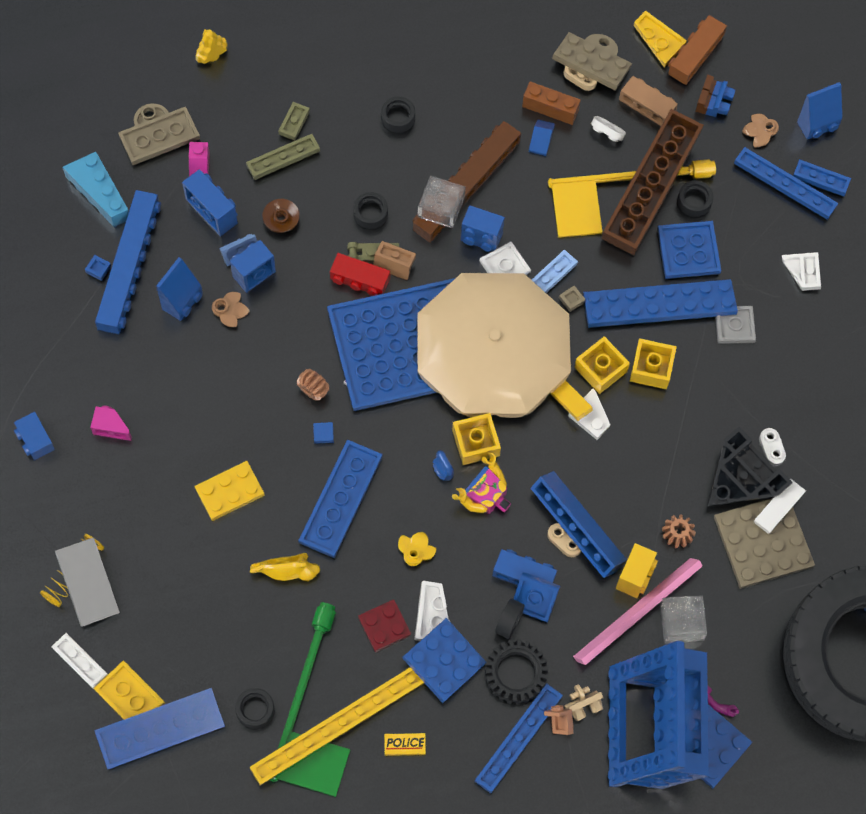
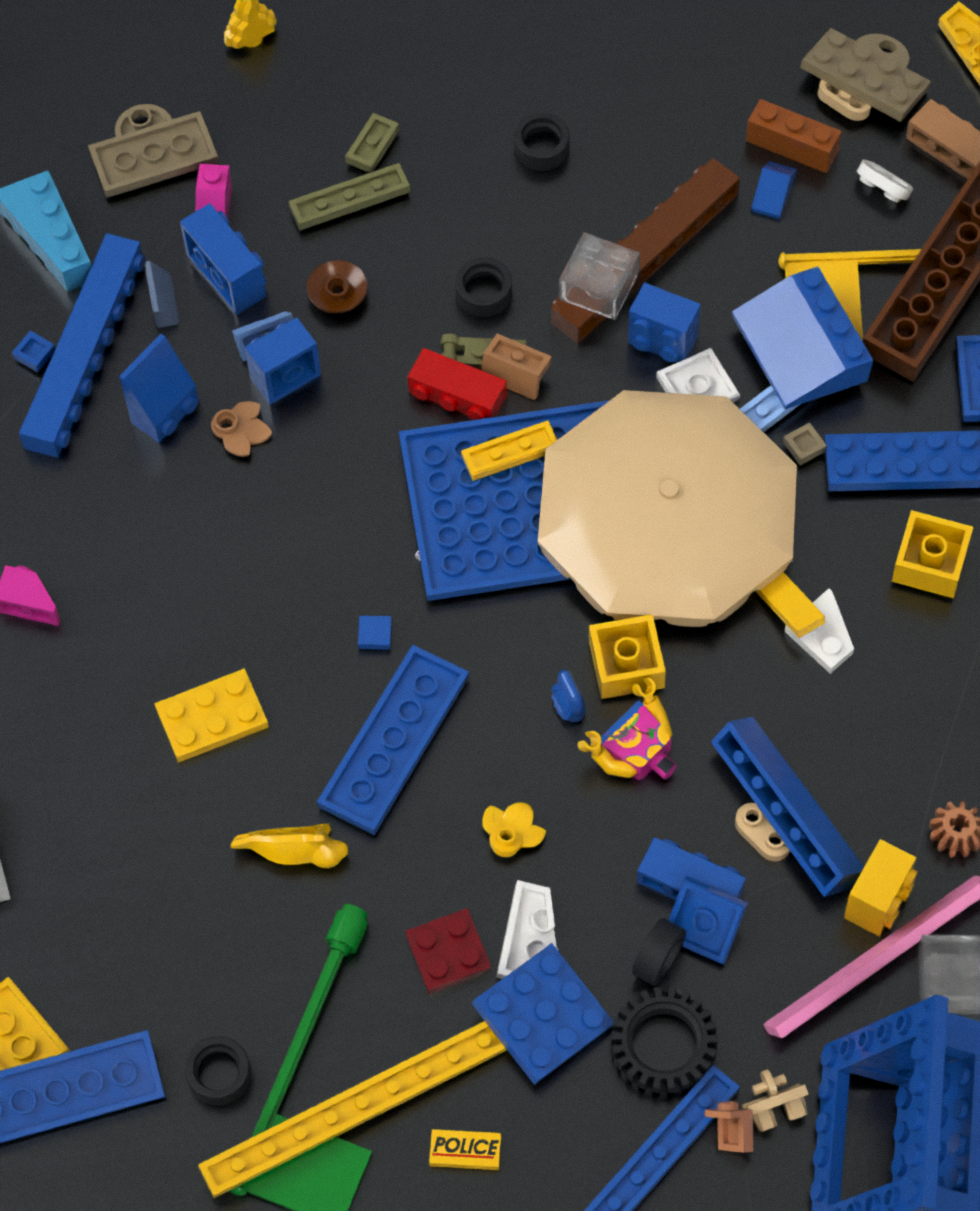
camera: 10 degrees right, 5 degrees down
(173, 227) = (161, 295): none -> sand blue slope
(312, 384) = (363, 553): nougat gear -> none
(395, 314) = (508, 450): none -> yellow tile
(567, 233) = (803, 339): none -> slope
(601, 365) = (846, 551): yellow brick -> none

